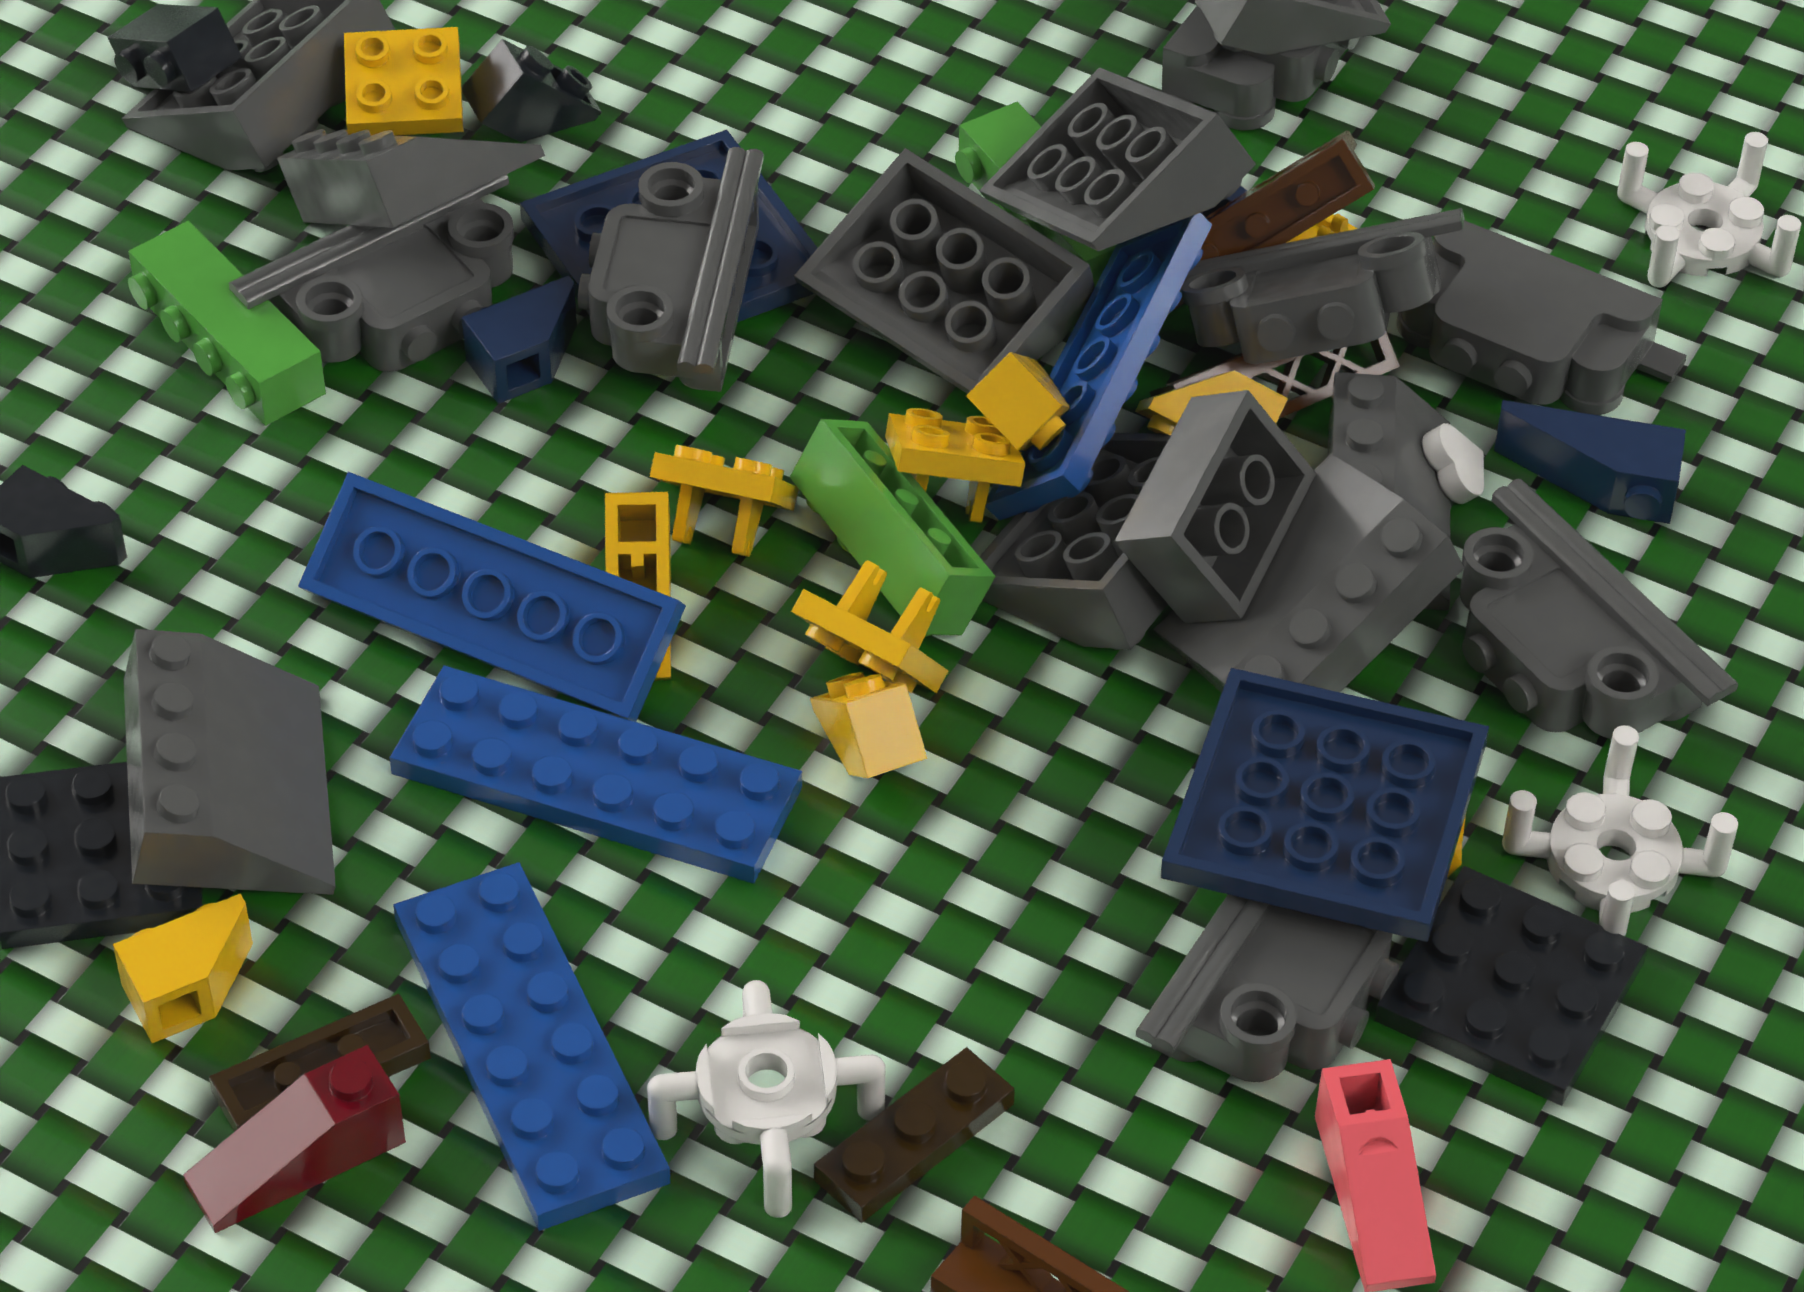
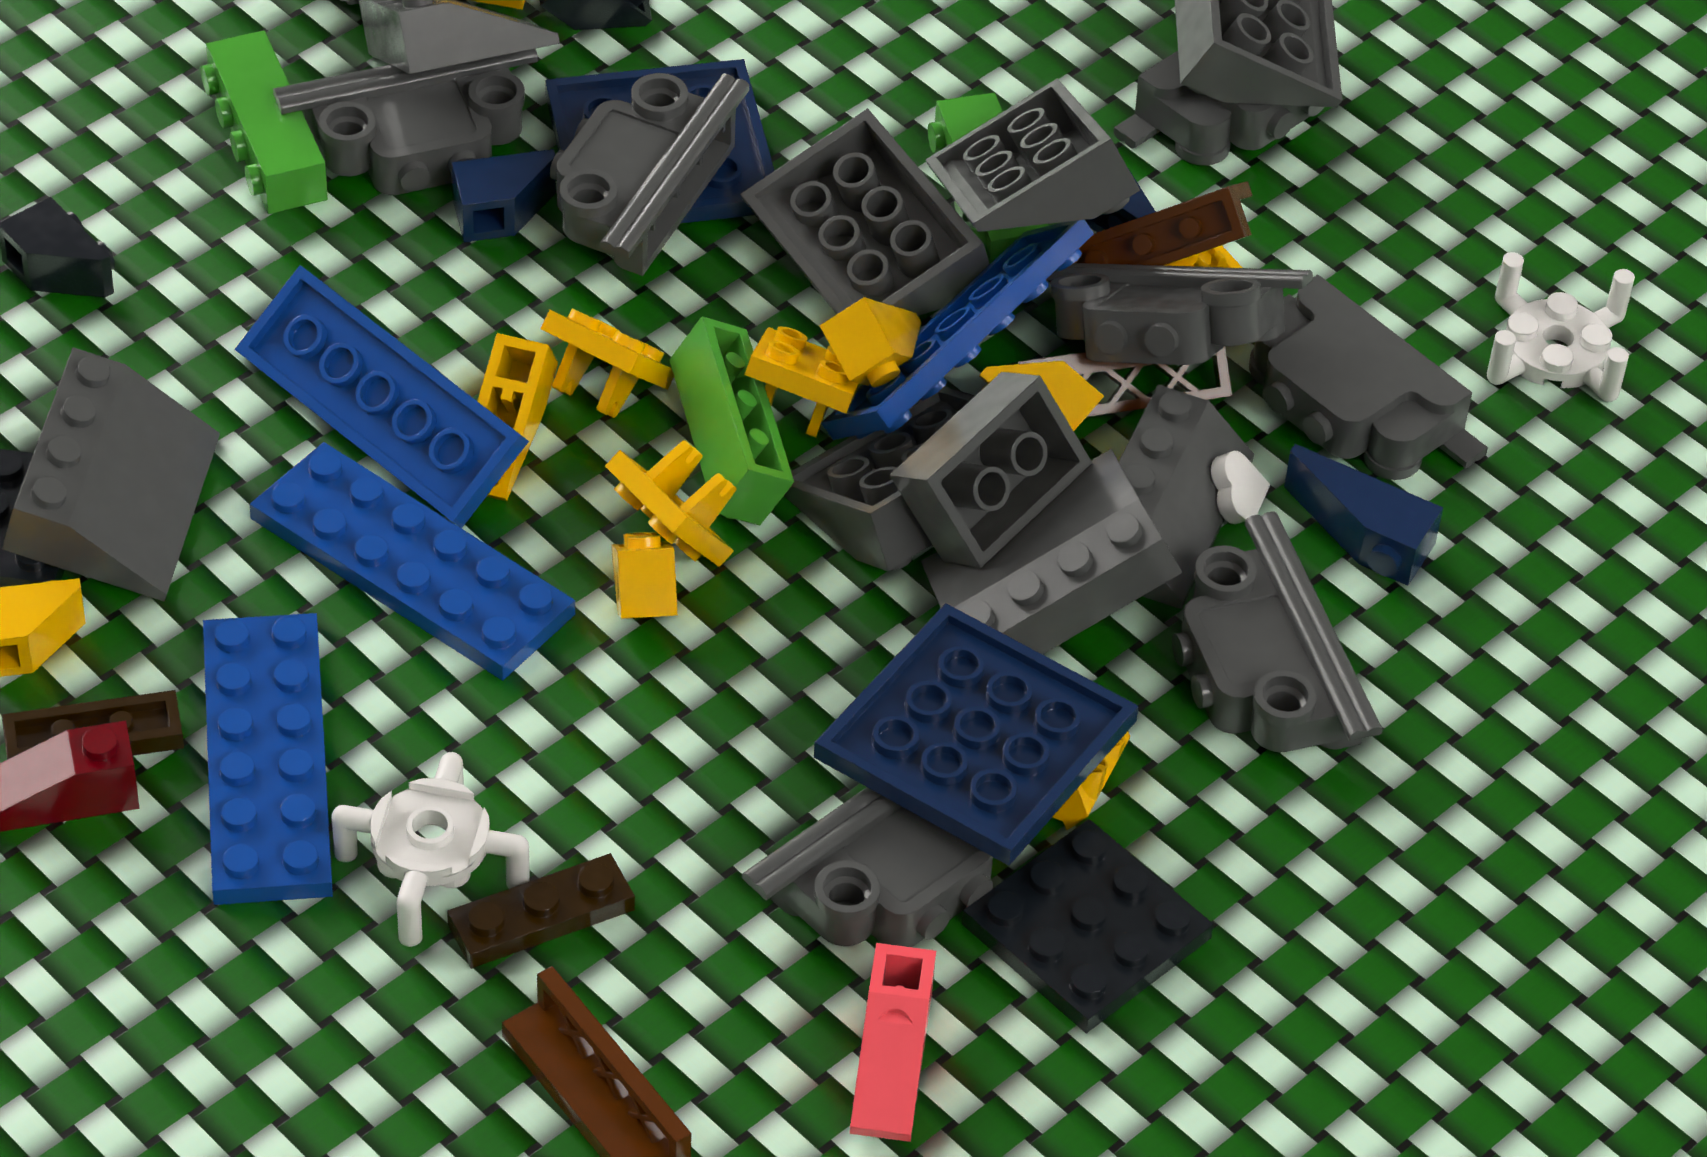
camera: 15 degrees right, 0 degrees up
(1621, 821) = (1231, 814): white plate -> none

